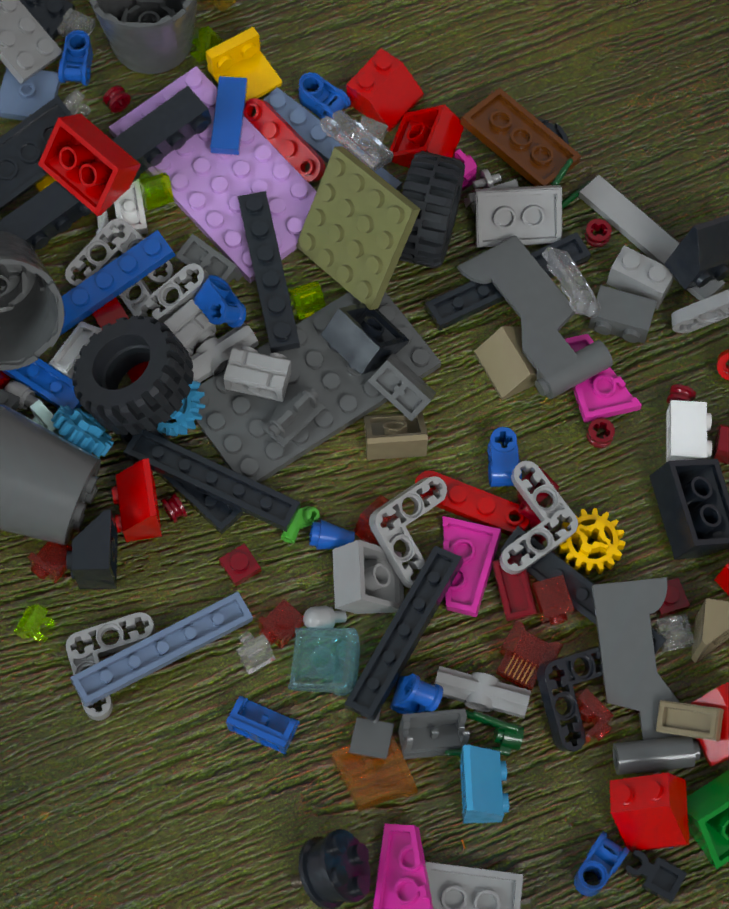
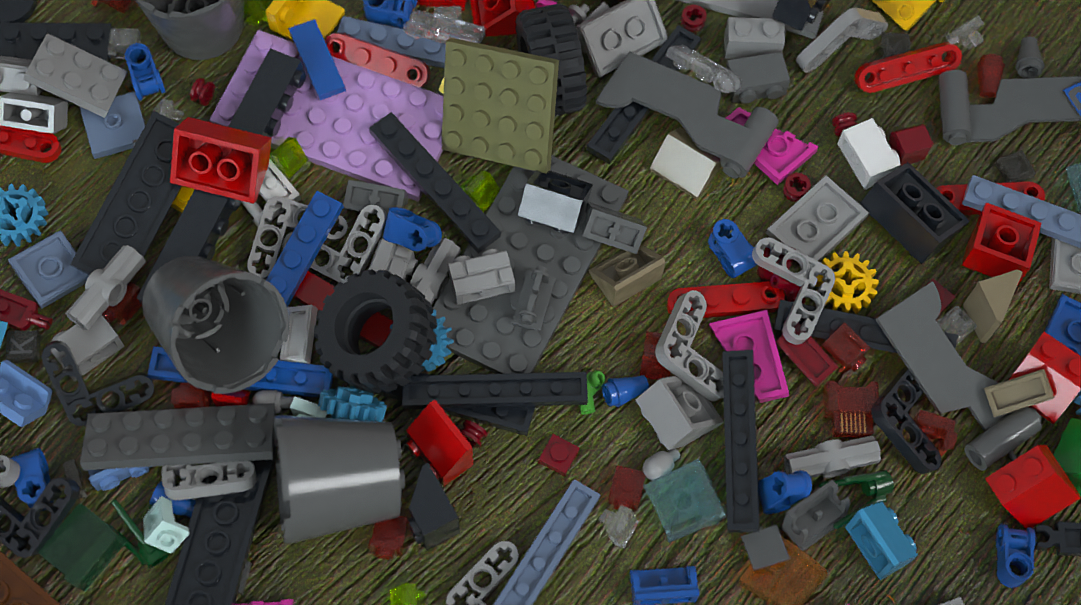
camera: 30 degrees left, 0 degrees up
(599, 473) = (818, 220): none -> light grey plate

